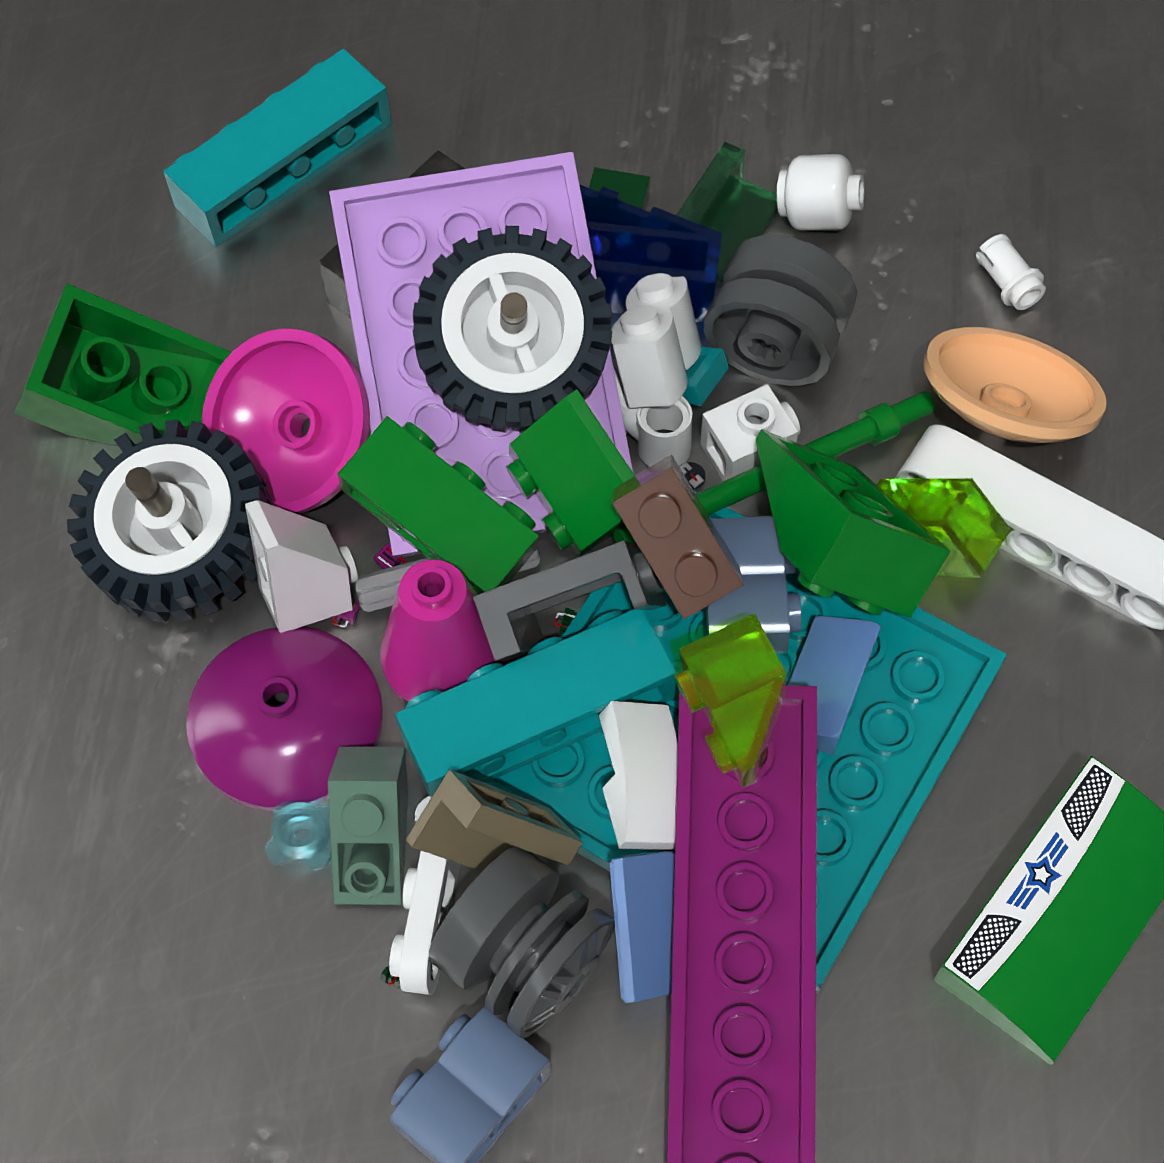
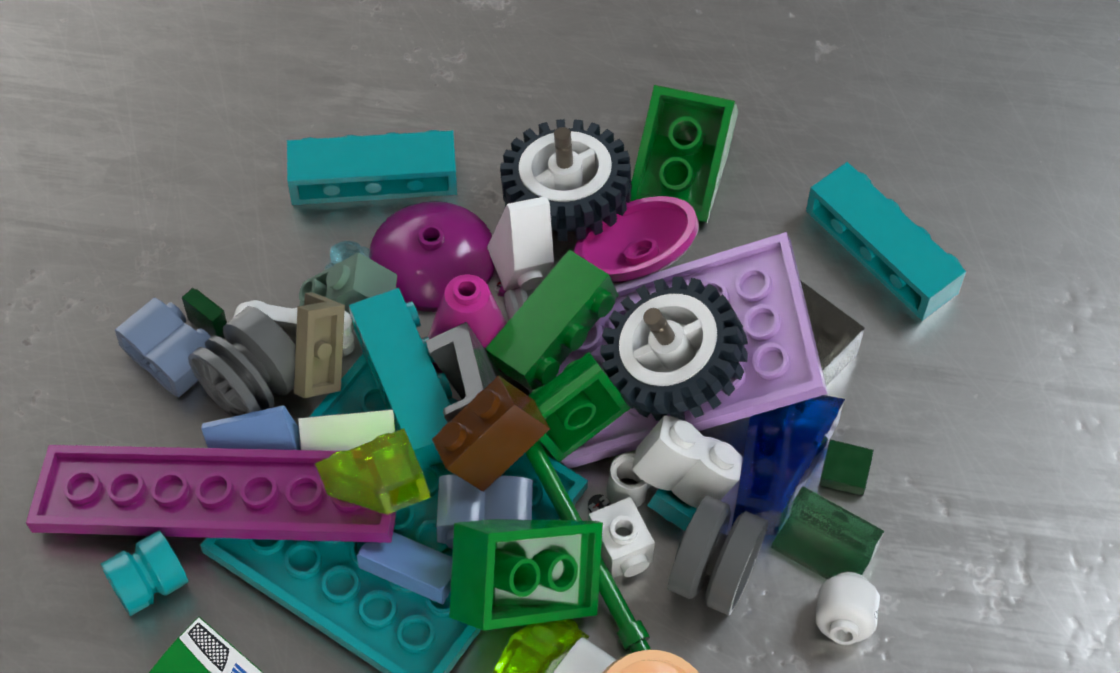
camera: 90 degrees right, 5 degrees down
(124, 812) = (371, 167): none -> teal brick
(410, 1037) = (204, 313): none -> dark green tile
(877, 1062) = (144, 573): none -> teal wheel

